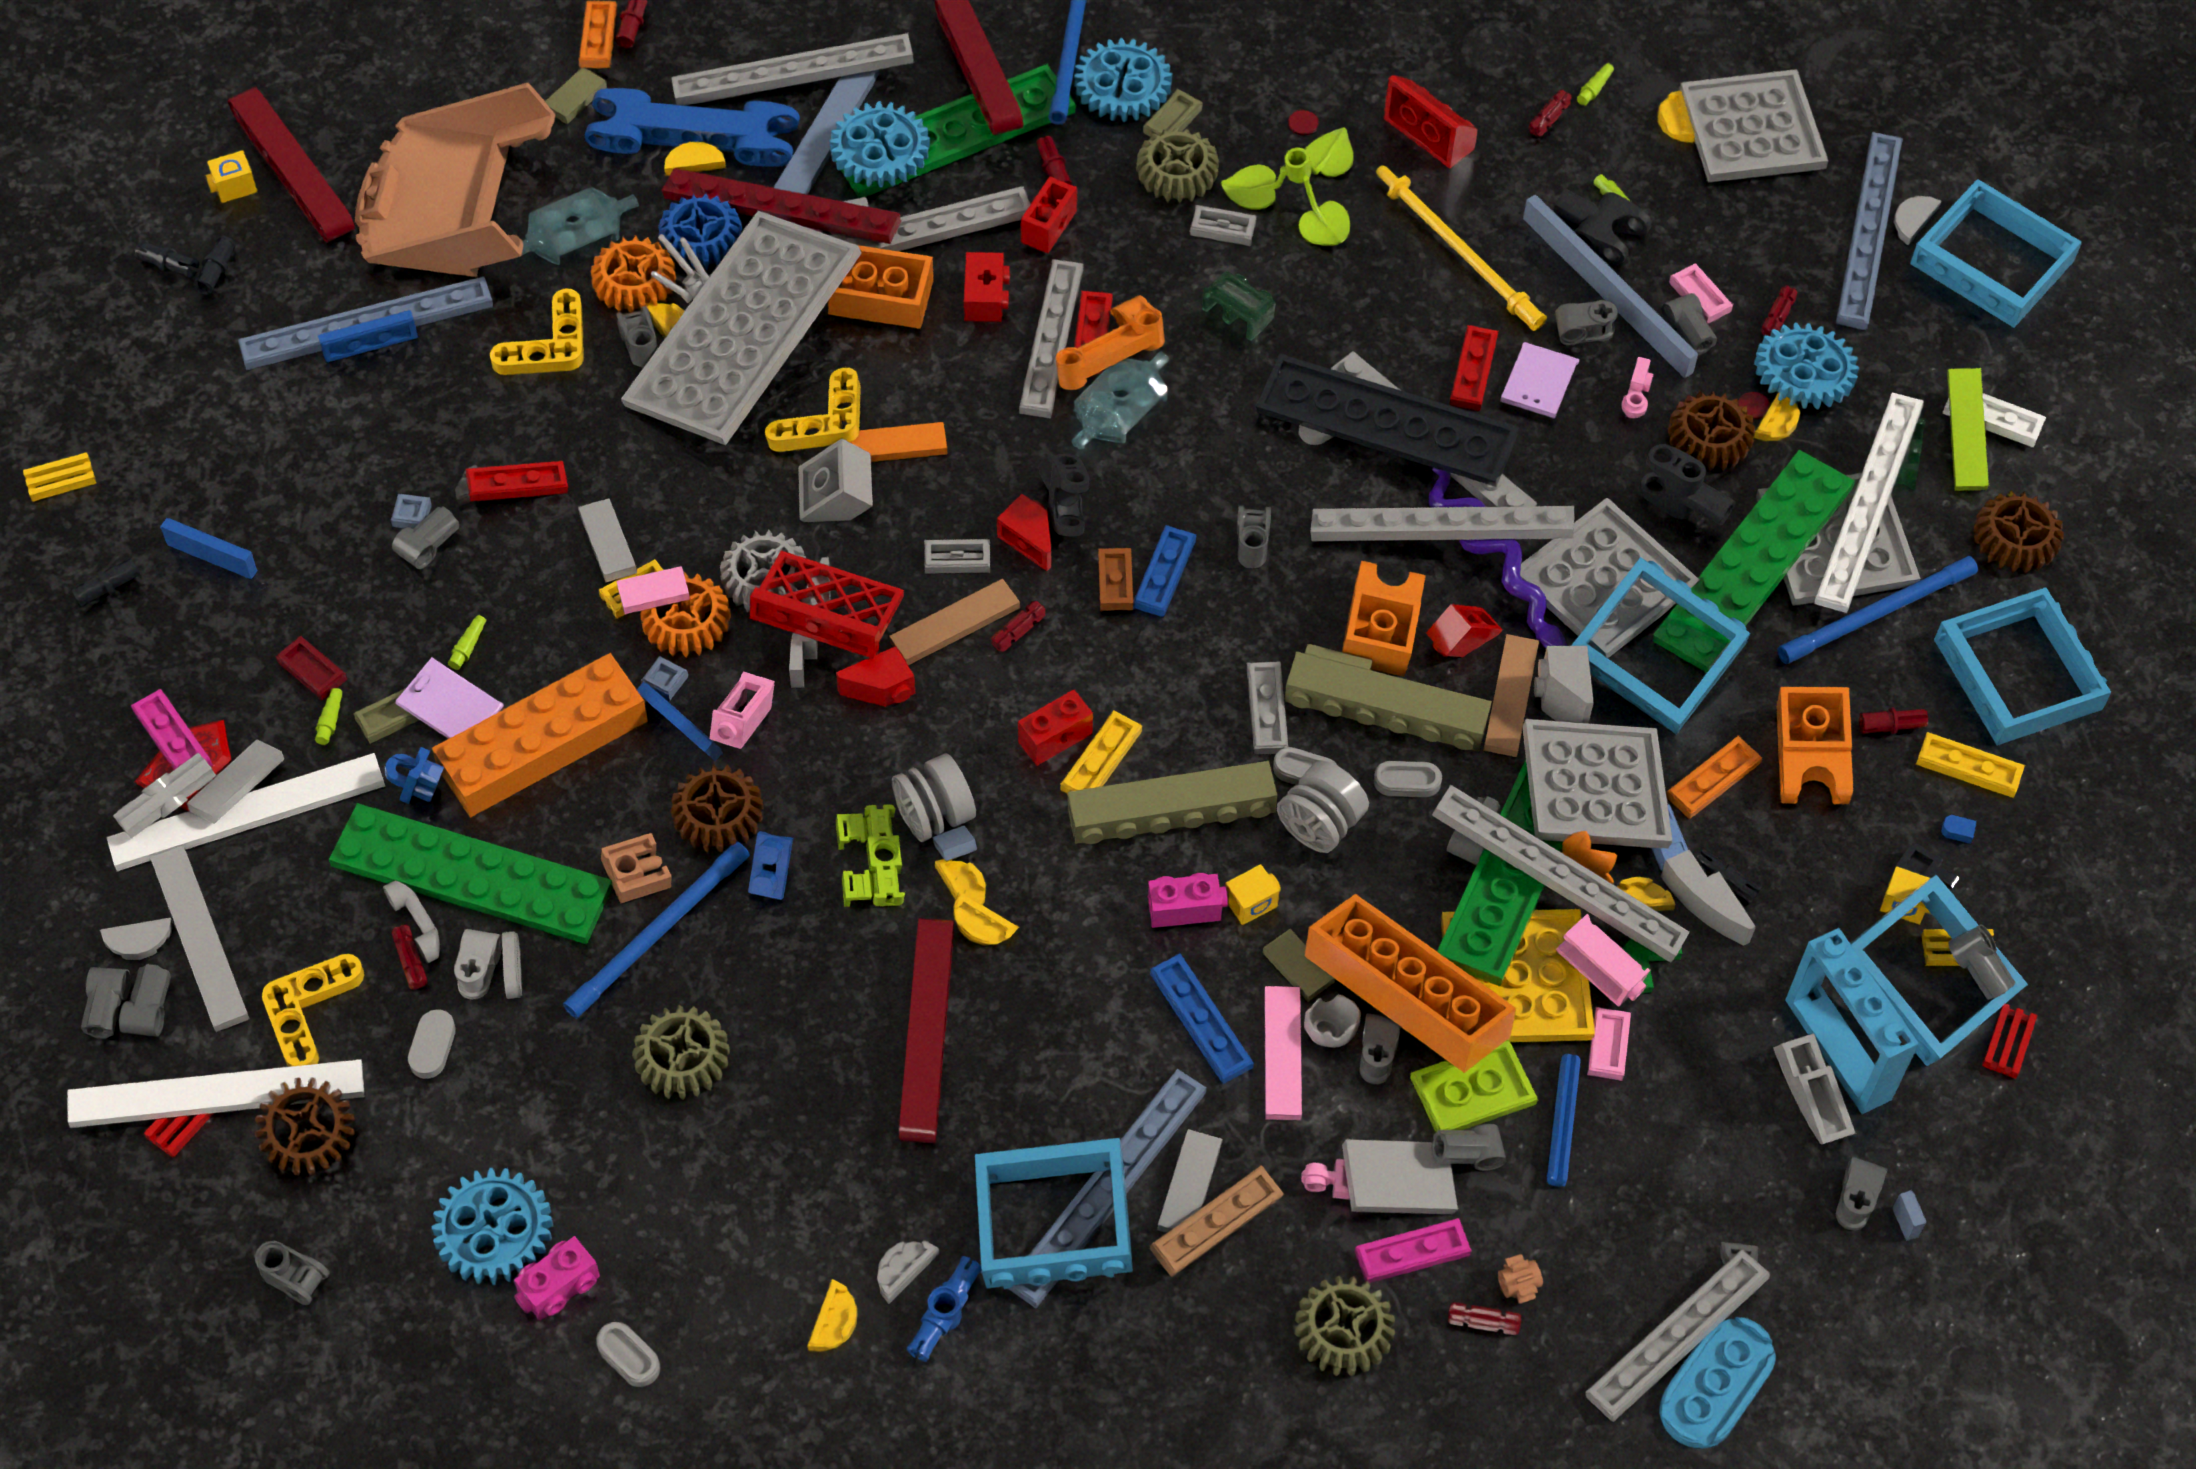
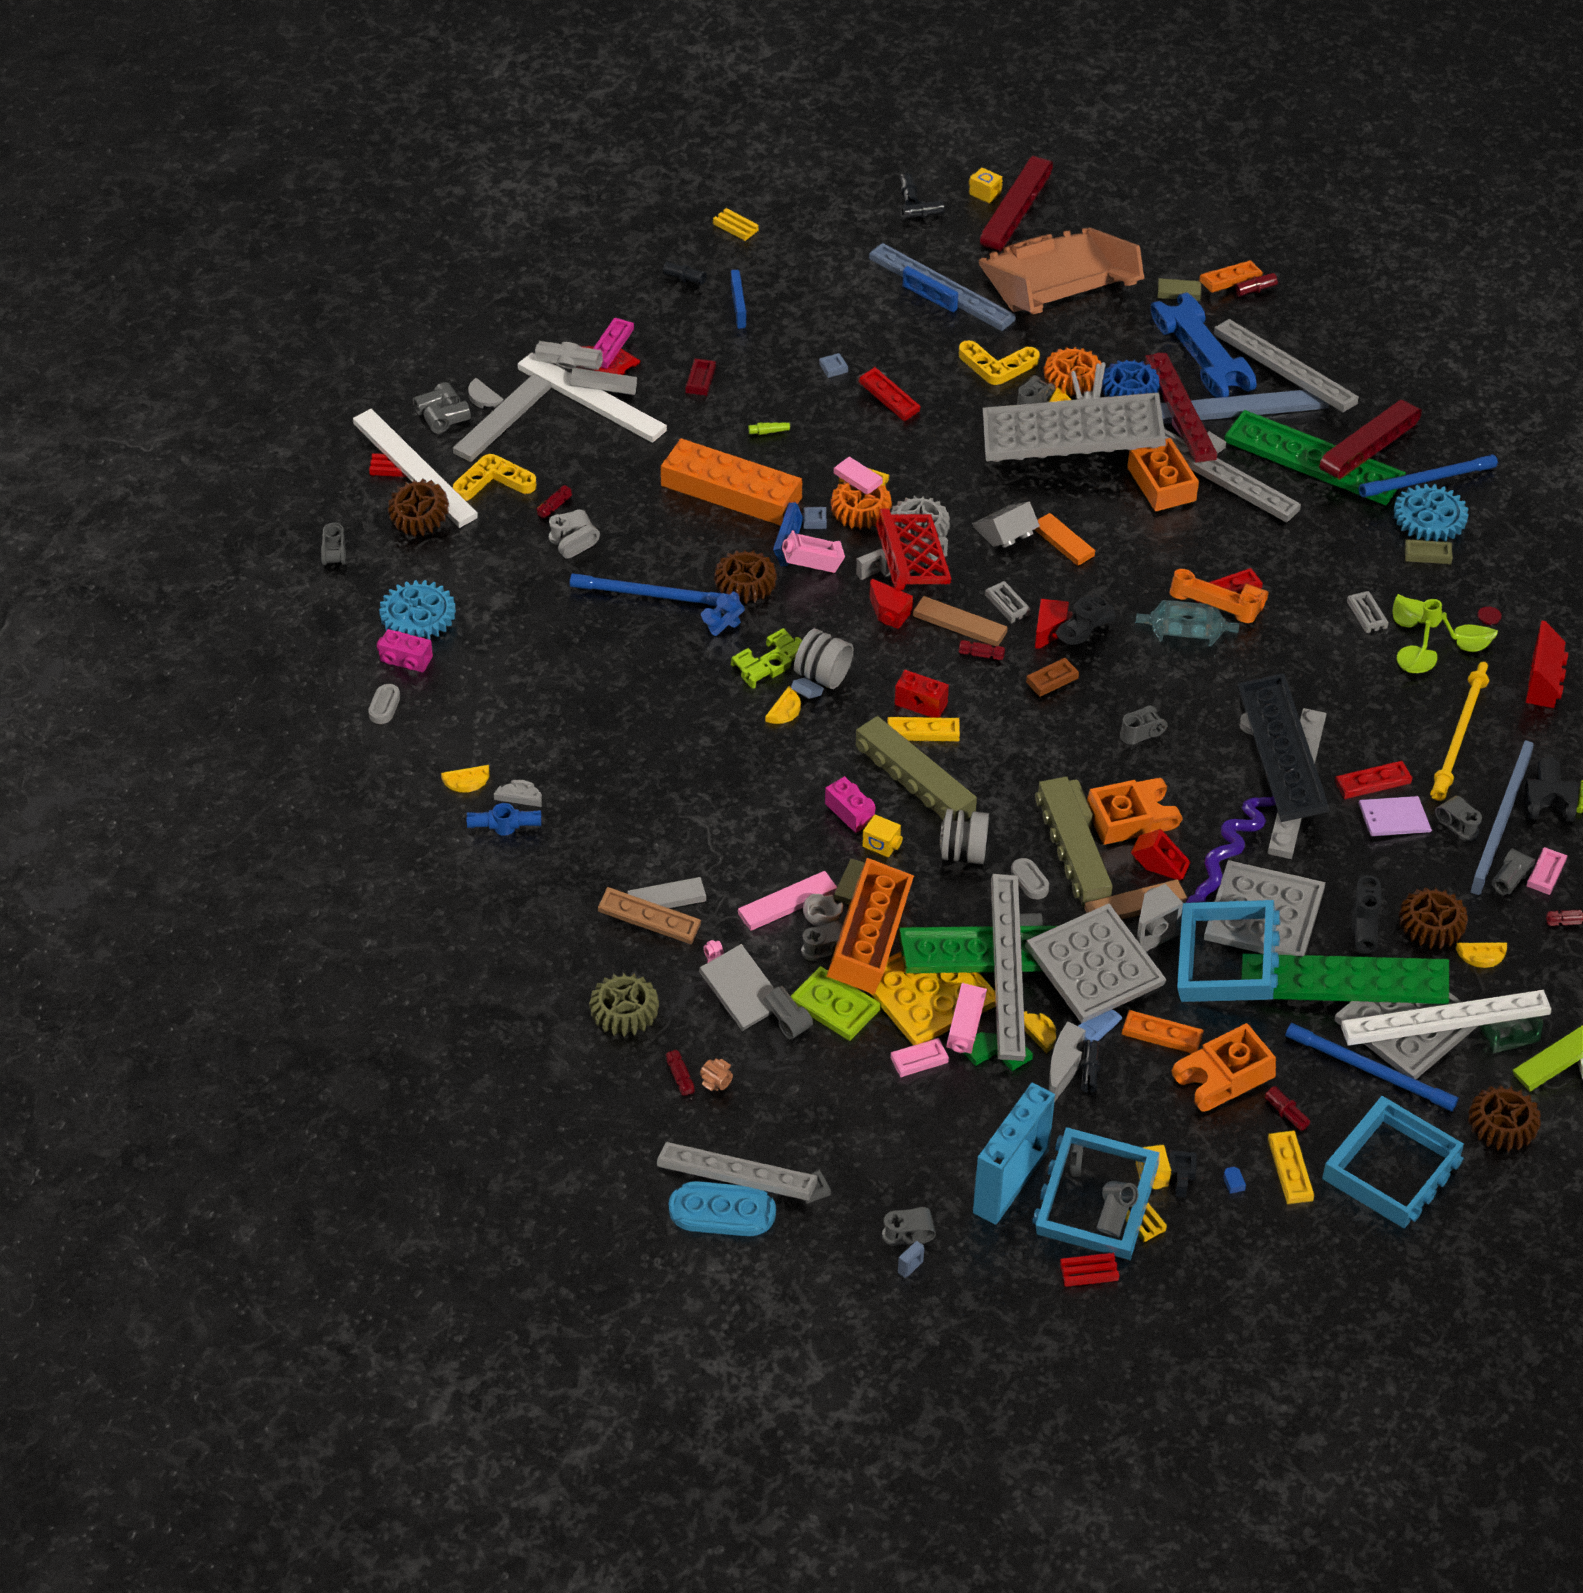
camera: 60 degrees right, 10 degrees down
(327, 721) = (674, 398): lime animal -> none
(383, 718) = (698, 421): olive tile -> none
(401, 896) = (567, 504): light grey bar -> none
(420, 544) = (812, 376): dark grey piece -> none
(422, 777) = (660, 443): blue hips -> none
(431, 1044) = (509, 536): light grey tile -> none
(446, 700) = (723, 434): lavender container -> none
(472, 873) = (625, 502): green plate -> none
(553, 235) = (1101, 337): clear light blue plate -> none
(607, 540) = (883, 448): light grey tile -> none
(624, 857) = (676, 558): nougat brick -> none
(671, 1035) = (579, 635): olive gear -> none
(694, 158) = (1183, 358): yellow tile -> none
(828, 424) = (1051, 505): yellow beam -> none
(873, 137) = (1276, 430): dark azure gear -> none
(926, 1031) = (674, 731): dark red beam -> none
(980, 923) = (763, 723): yellow tile -> none
(984, 287) = (1209, 522): red brick -> none
(1048, 214) = (1288, 523): red brick -> none
(1050, 338) = (1207, 570): light grey tile -> none
(1051, 1162) = (645, 844): dark azure window -> none
(1053, 163) = (1333, 512): dark red axle -> none
(1095, 1199) = (638, 860): sand blue tile -> none
(1164, 571) = (1081, 699): blue tile -> none
(1178, 156) = (1389, 567): olive gear -> none
(1201, 1018) = (781, 853): blue tile -> none
(1240, 301) = (1310, 643): clear green window -> none
(1267, 707) = (1020, 790): light grey tile -> none
(1292, 763) = (998, 829): light grey tile -> none
(1412, 1251) = (701, 1020): dark pink tile -> none
(1443, 523) = (1227, 807): light grey plate -> none
(1563, 1120) = (846, 1055): blue axle -> none
(1579, 849) = (1033, 983): orange plate -> none
(1635, 403) = (1435, 864): bright pink plate -> none
(1756, 404) = (1481, 935): dark red piece -> none
(1806, 365) = (1535, 947): dark azure gear -> none
(1814, 1088) = (961, 1176): light grey slope -> none

